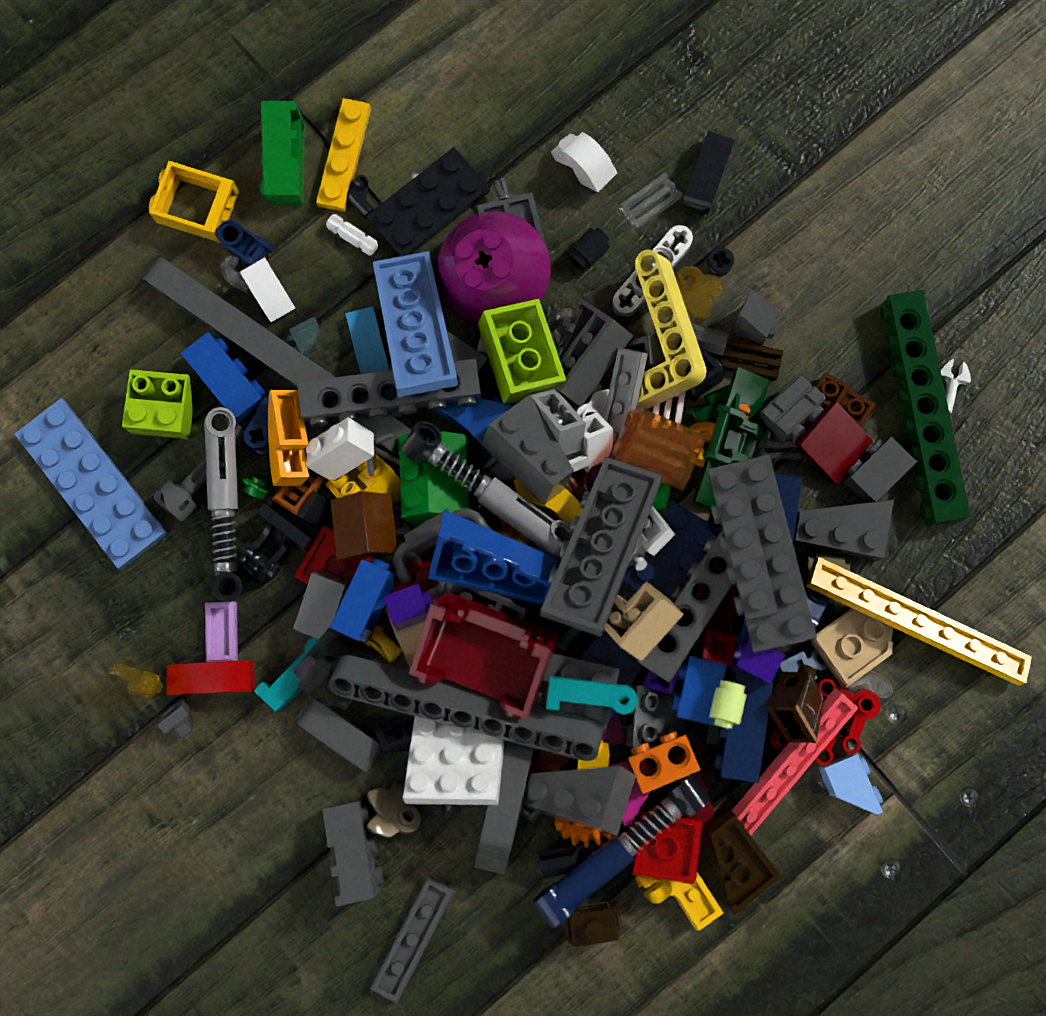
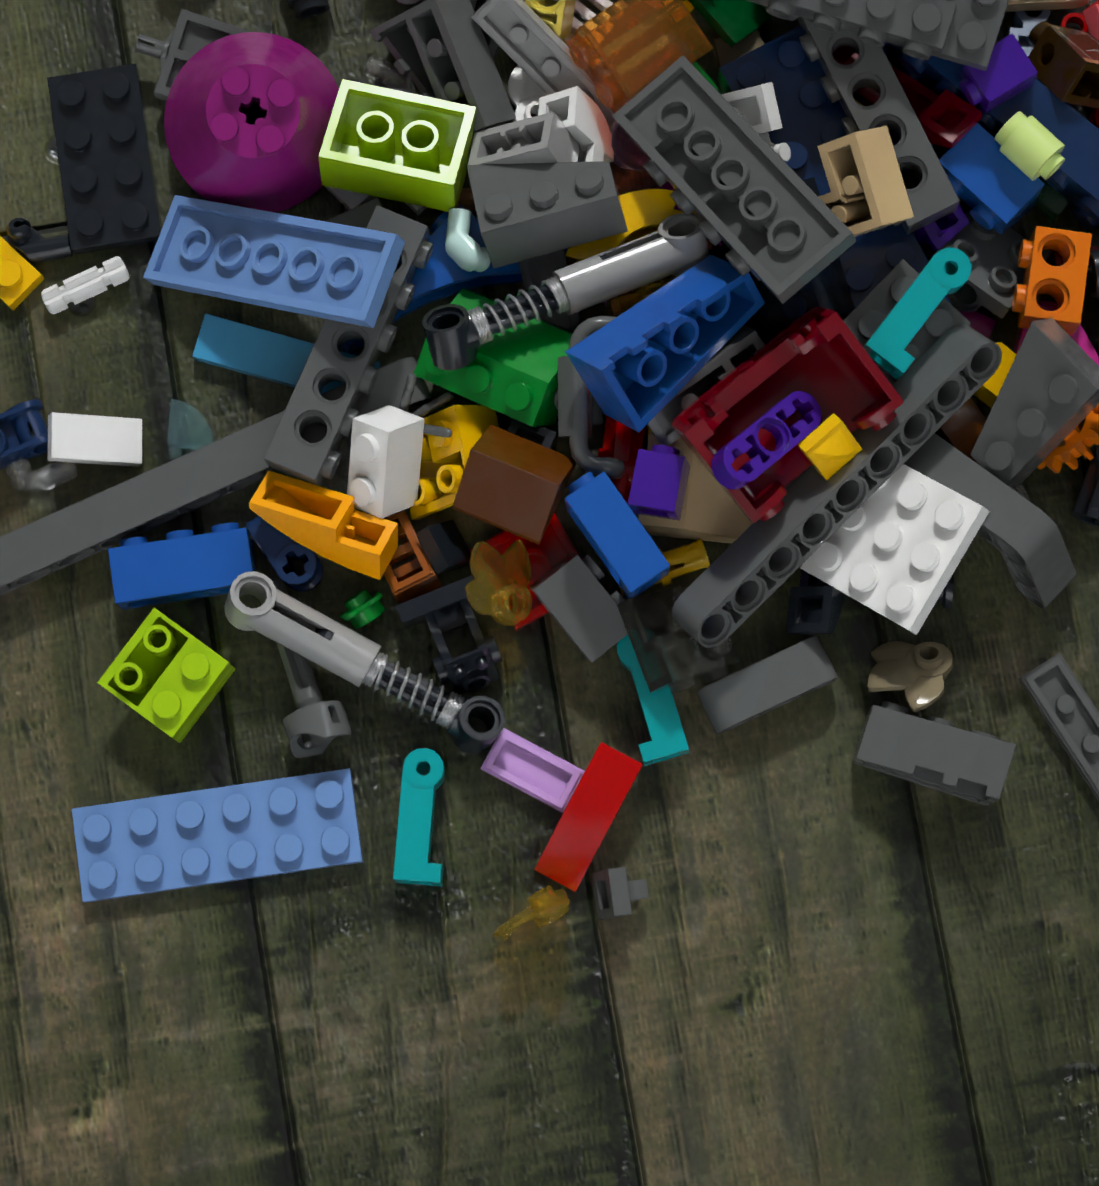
camera: 55 degrees left, 0 degrees up
(156, 584) = (421, 776): none -> teal leg
(308, 548) = (500, 582): none -> clear yellow plate
(451, 642) = (748, 440): none -> dark purple beam
(479, 691) = (830, 446): none -> yellow tile
(485, 417) = (461, 246): none -> light aqua arm

